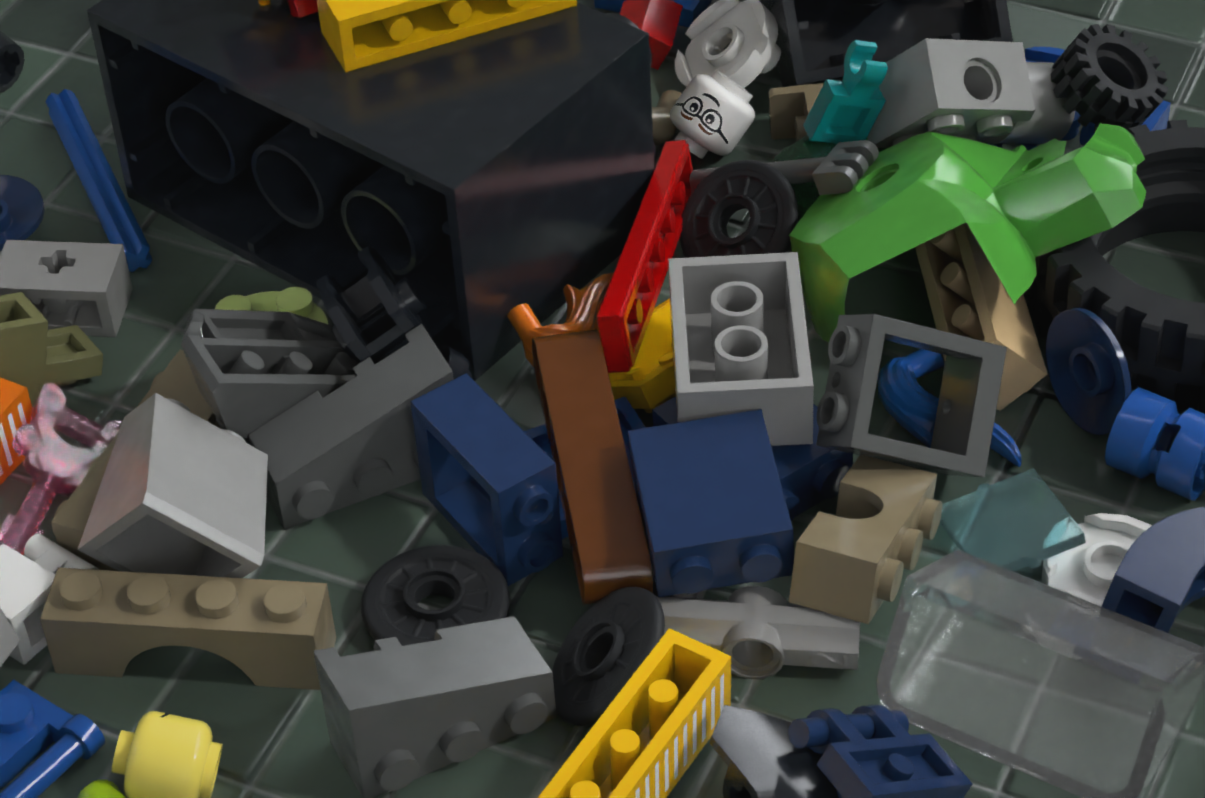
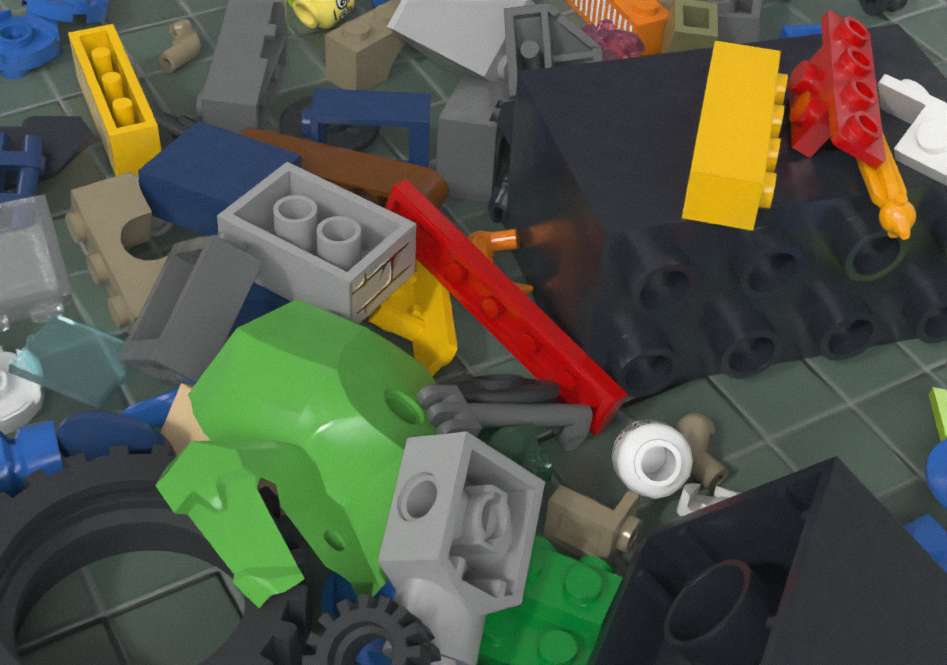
camera: 120 degrees right, 0 degrees up
(850, 106) = (514, 436): teal plate -> none

